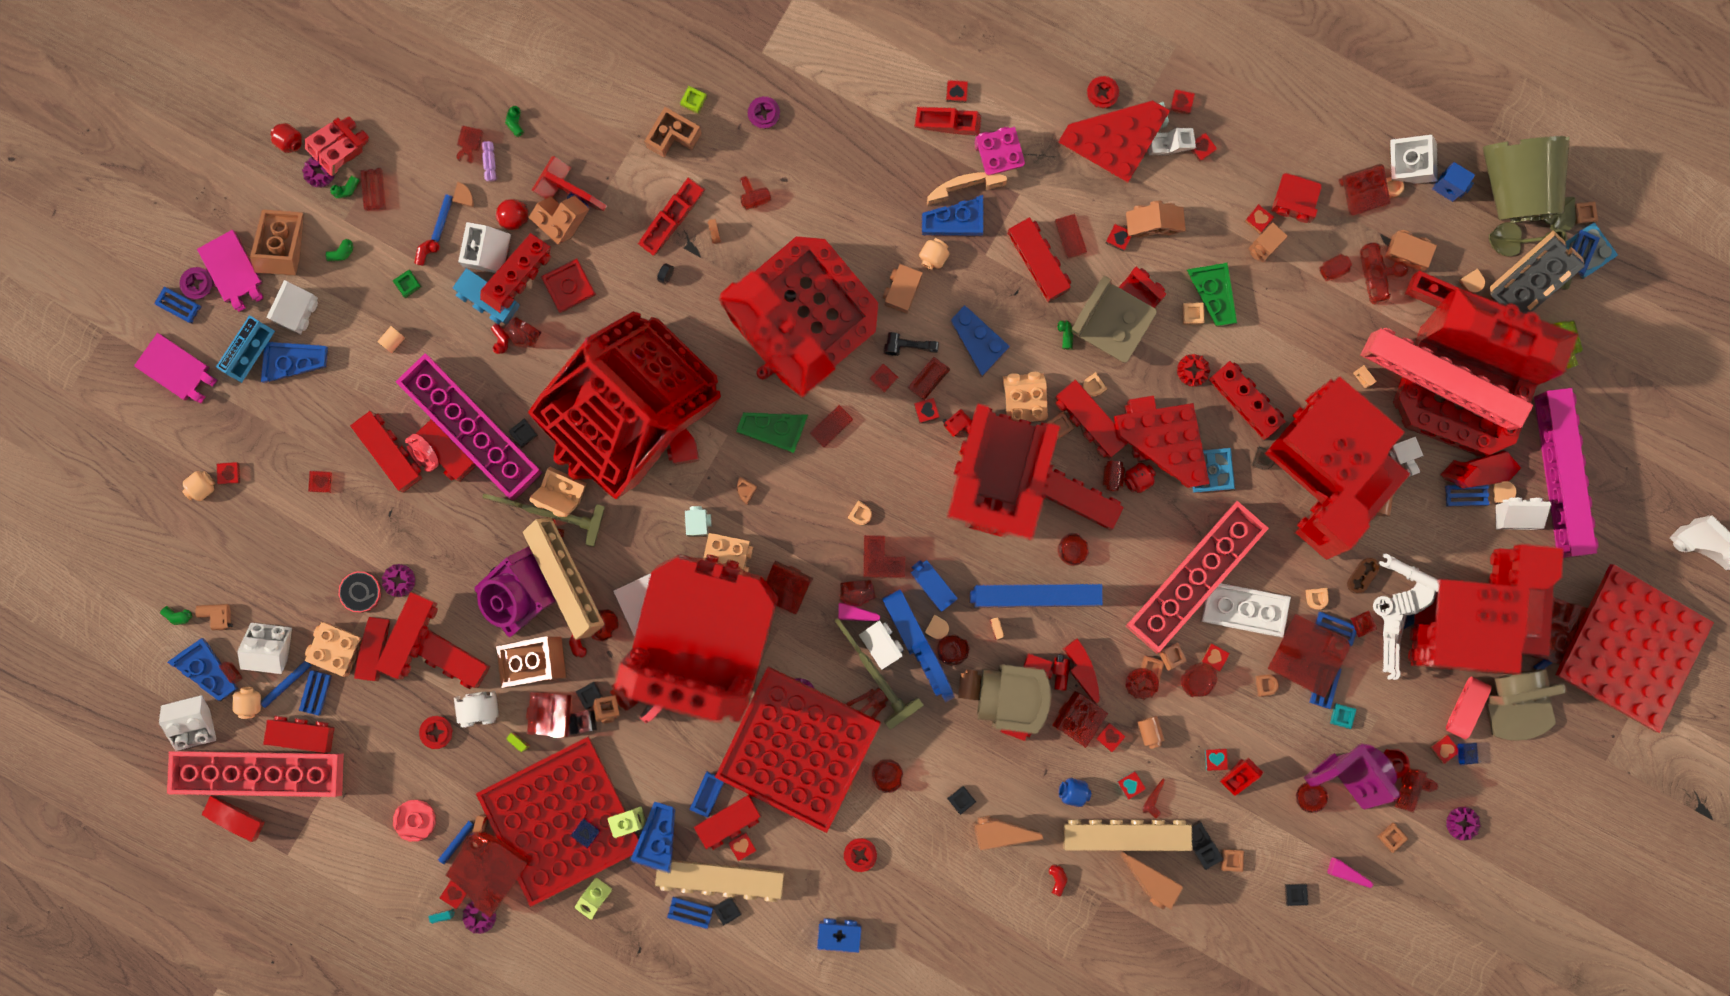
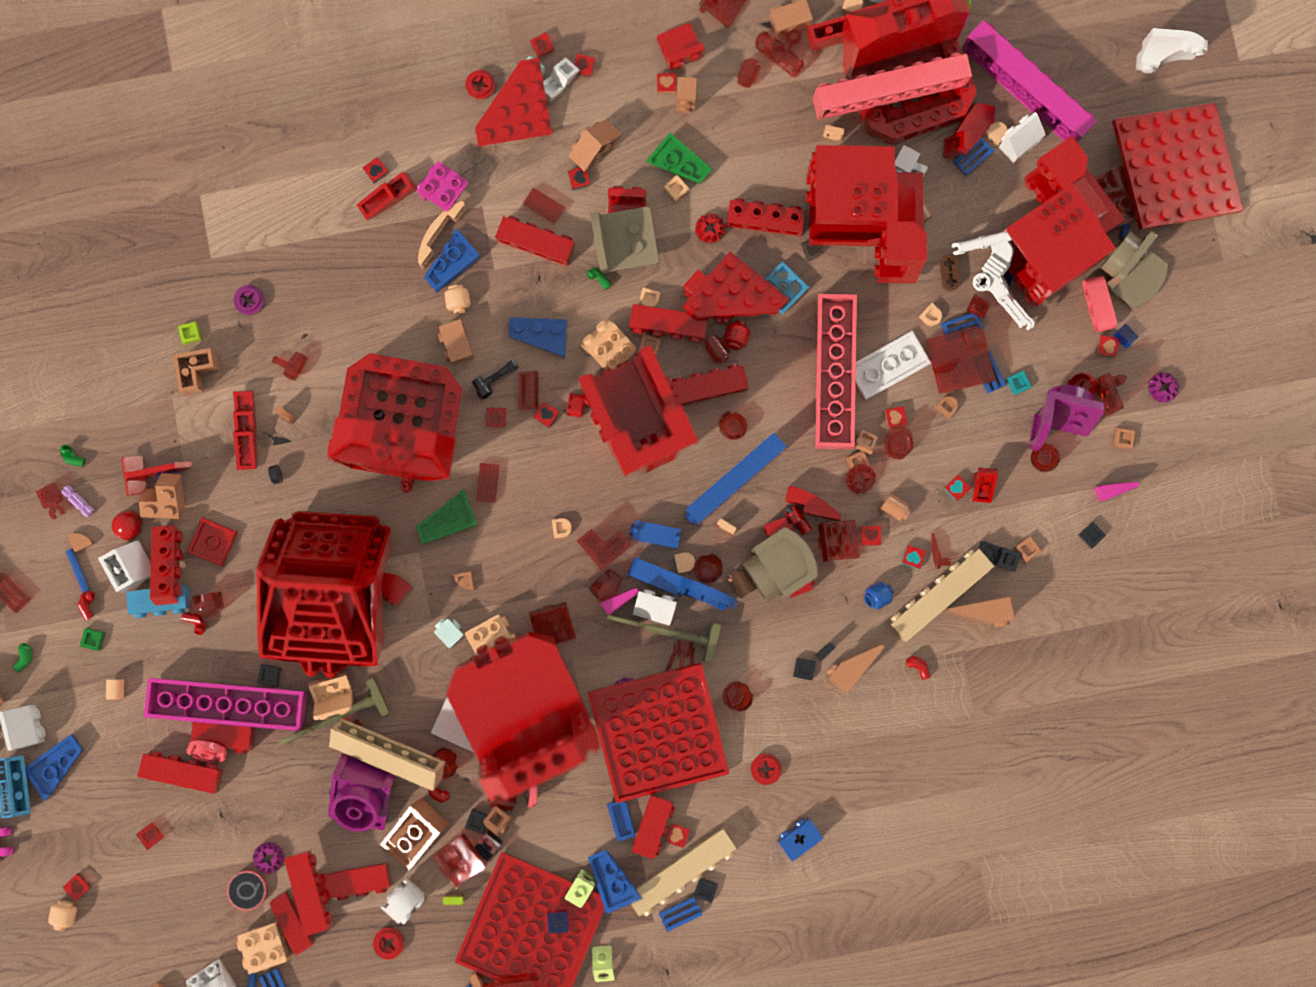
camera: 40 degrees left, 0 degrees up
(991, 800) = (826, 650): none -> black tile

